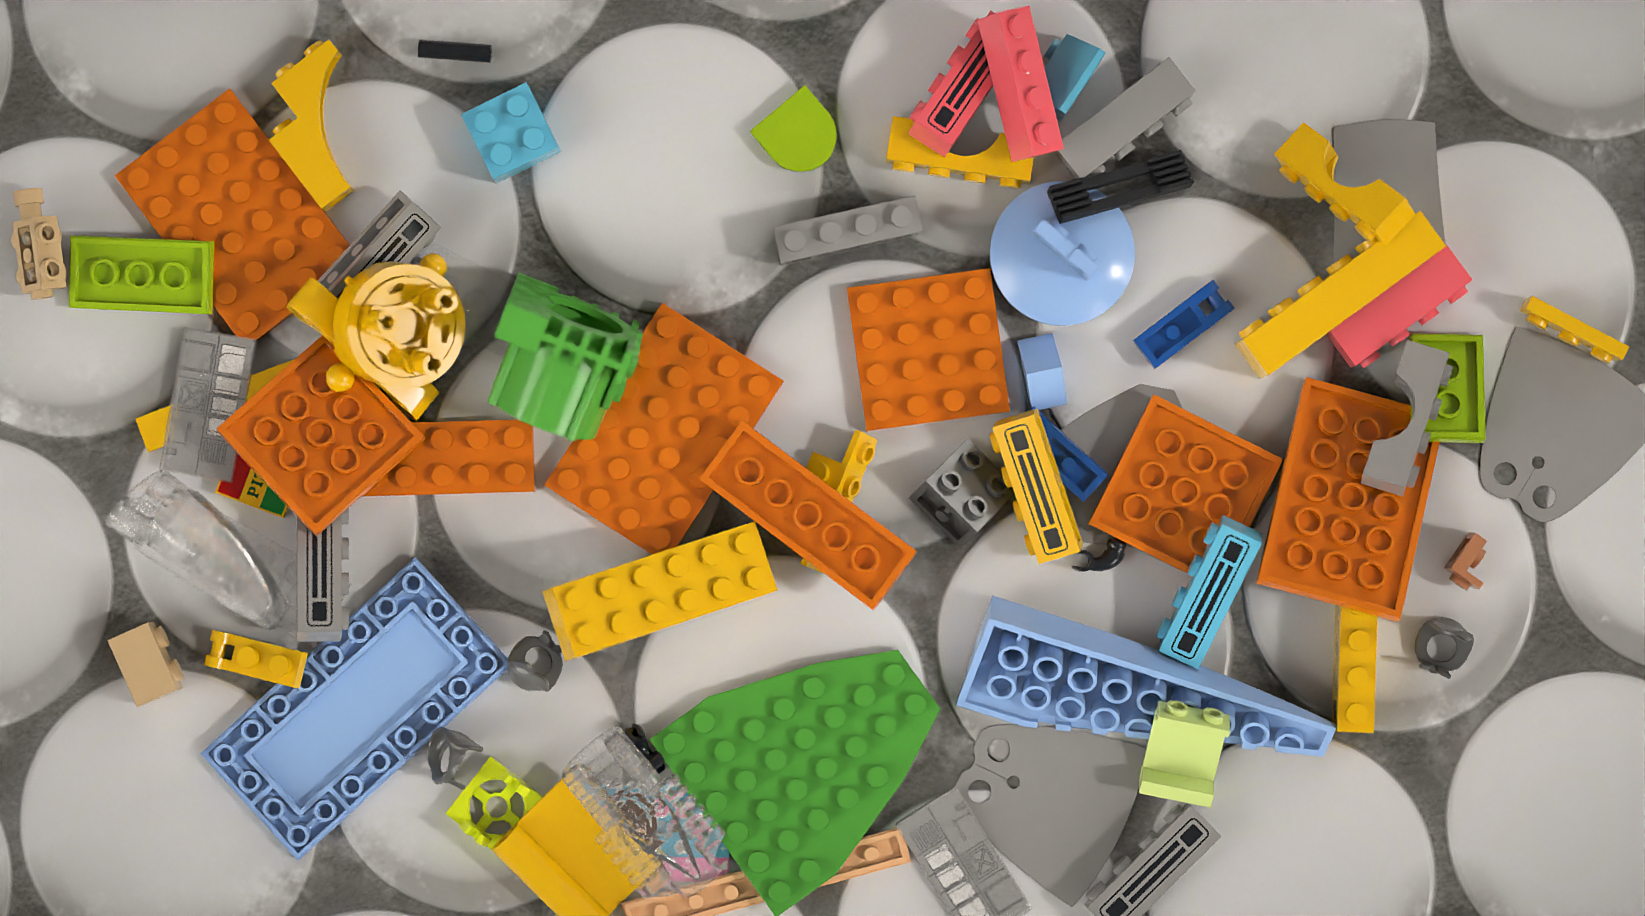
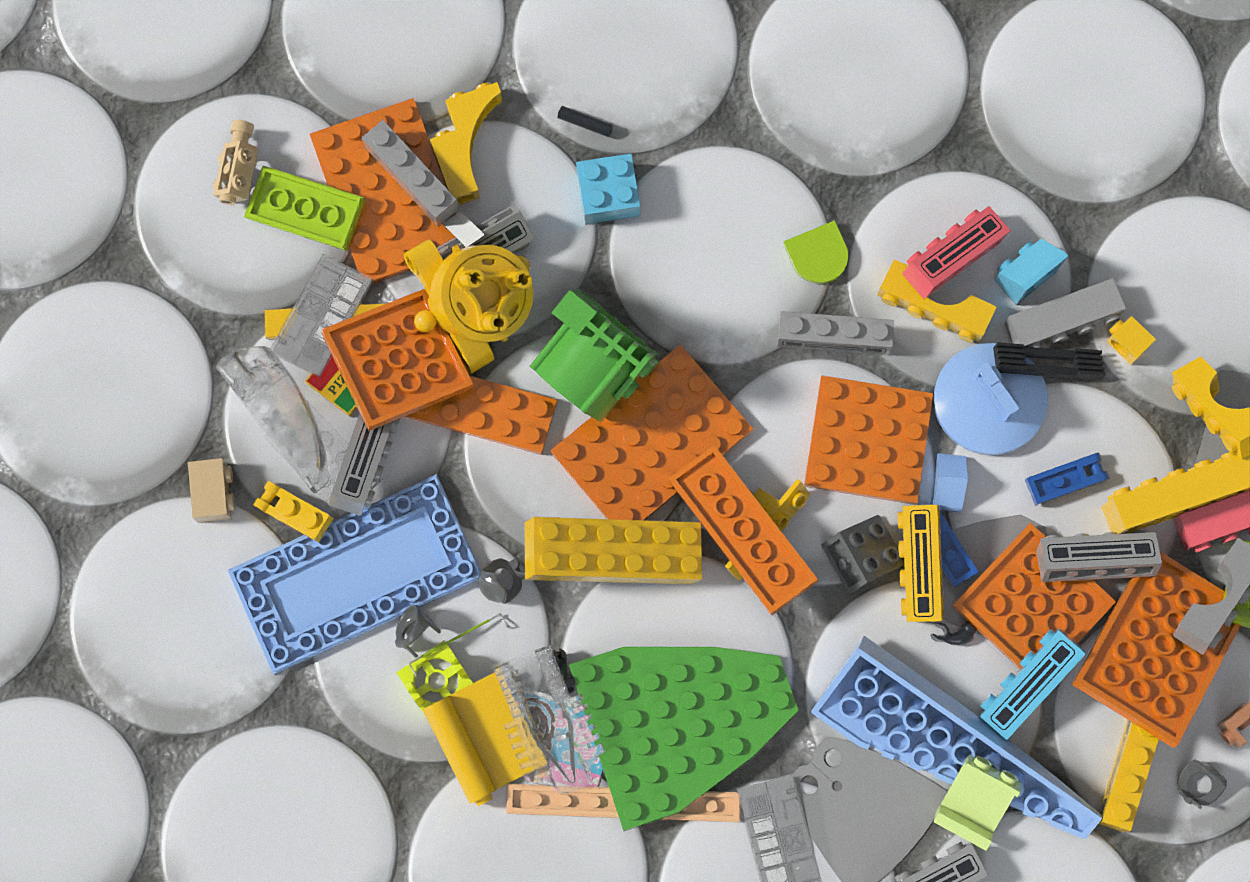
camera: 20 degrees right, 10 degrees down
(259, 193) = (410, 173): none -> light grey brick
(348, 244) = (463, 229): none -> white sticker
(502, 750) = (453, 639): none -> lime piece
(1020, 83) = (997, 260): coral brick -> none
(1212, 125) = (1130, 339): none -> yellow brick
(1246, 414) = (1098, 556): none -> light grey brick

